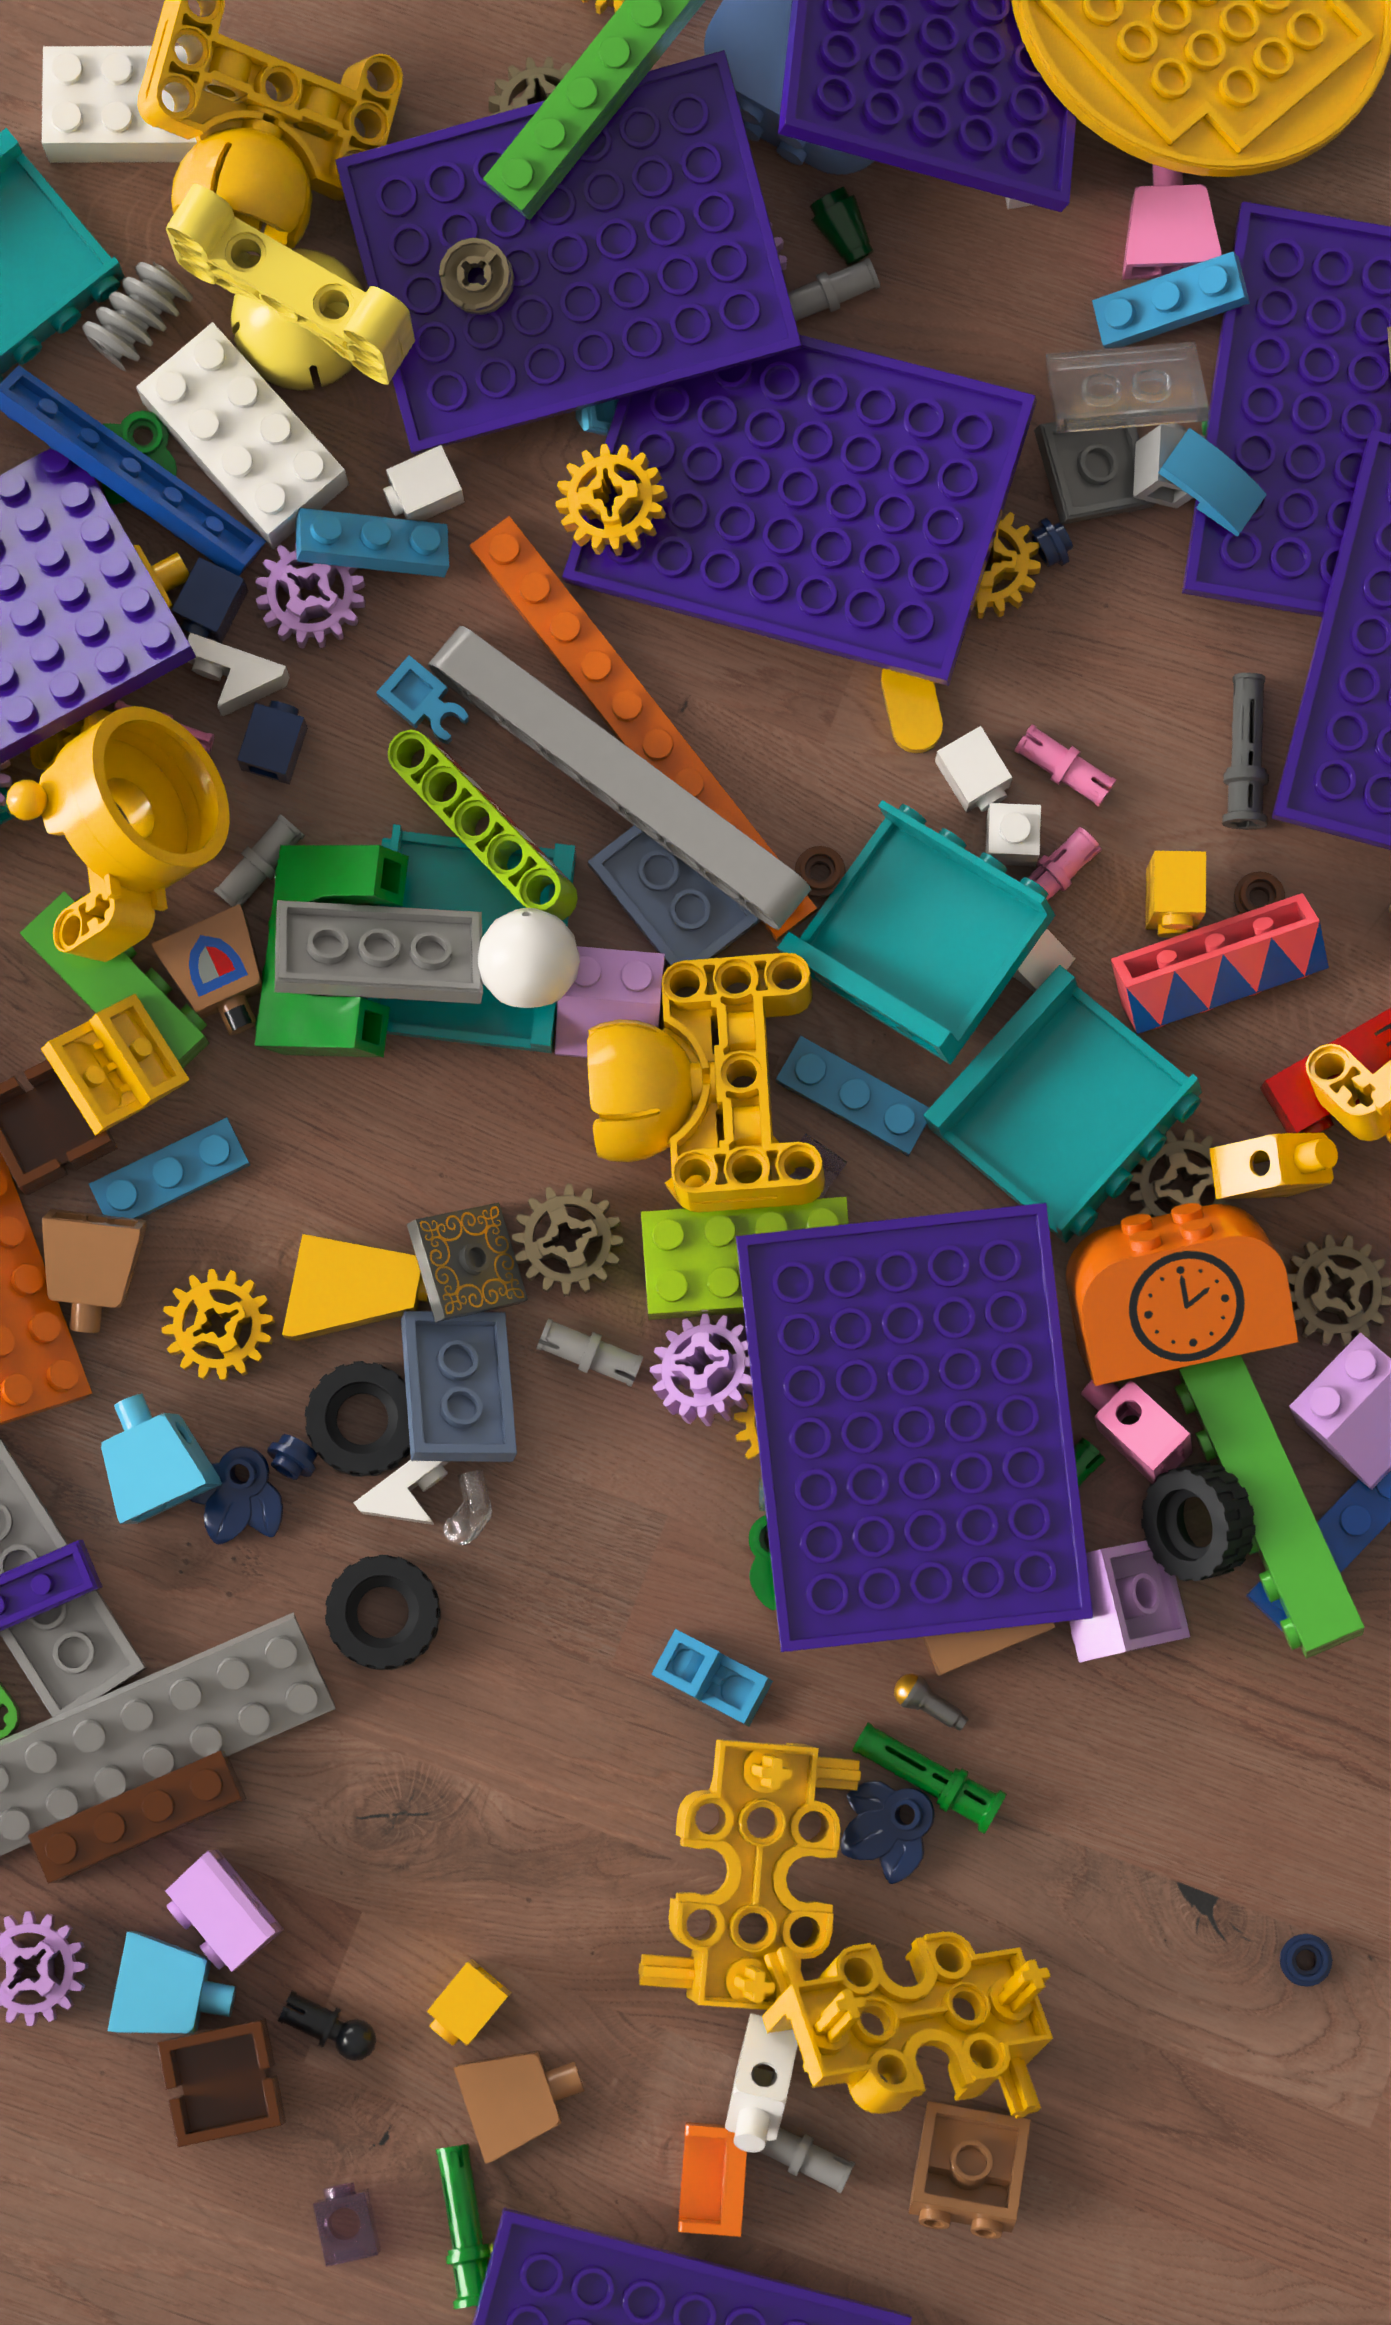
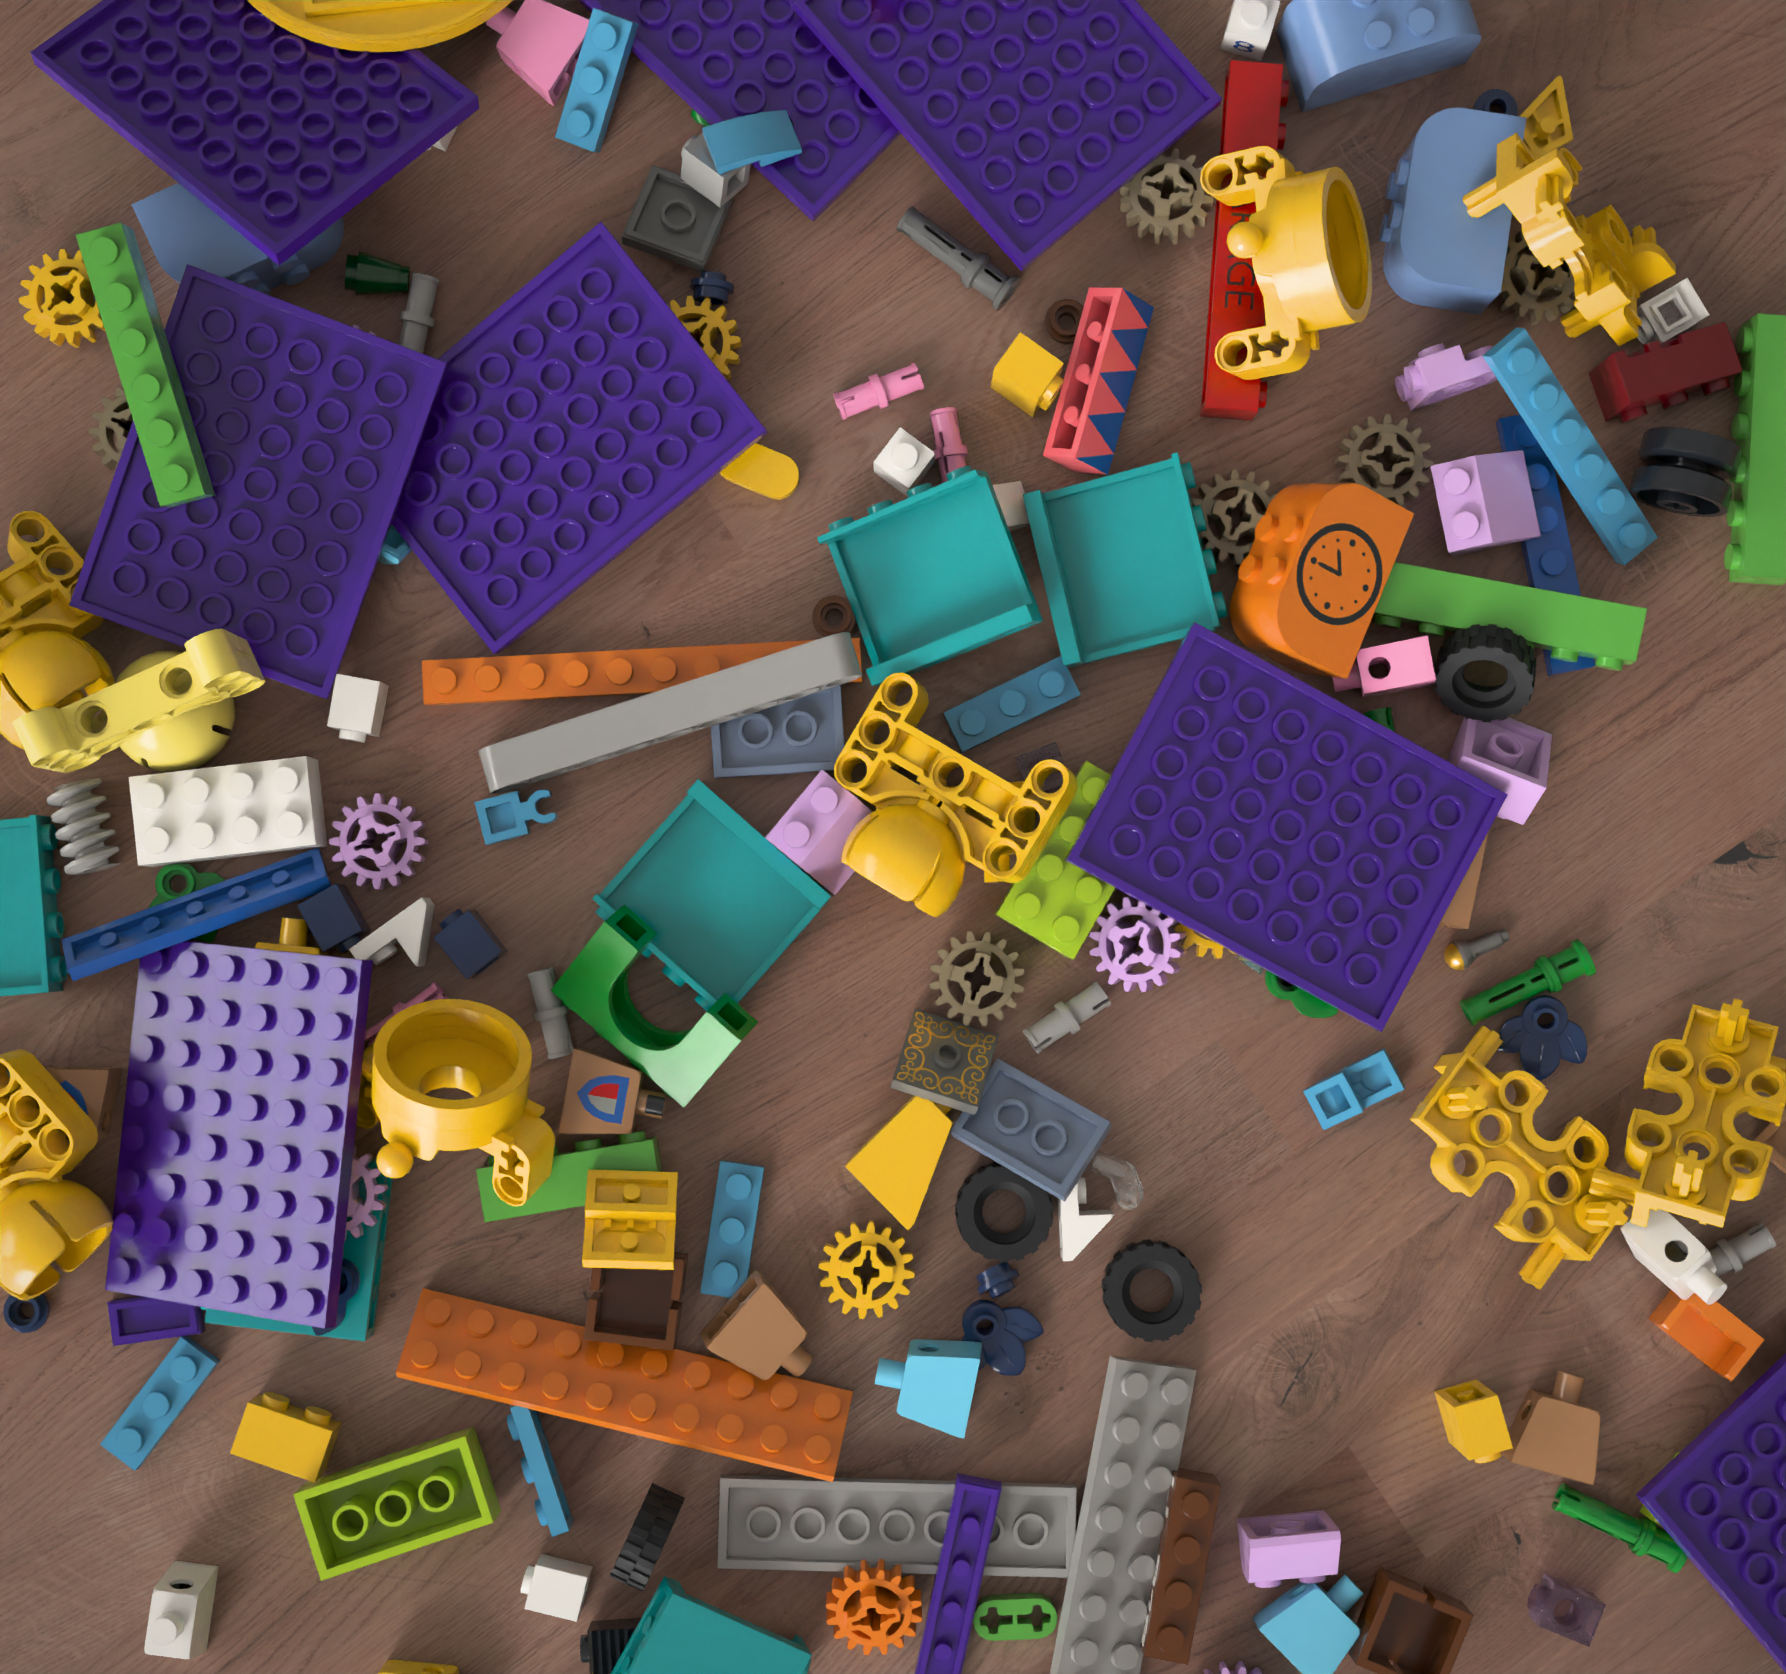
camera: 60 degrees left, 5 degrees up
(352, 2039) = (1436, 1515): black pin -> none
(372, 542) = (373, 772): dark azure plate -> none
(378, 952) = (680, 974): light grey tile -> none
(463, 813) = (619, 845): lime beam -> none
(497, 271) = (244, 574): dark tan wheel -> none
(528, 958) = (762, 870): white helmet -> none
(631, 499) = (472, 564): yellow gear -> none
(974, 770) = (839, 457): white brick -> none
(1126, 387) = (637, 155): clear tile -> none
(1297, 1165) = (1281, 428): yellow torso -> none

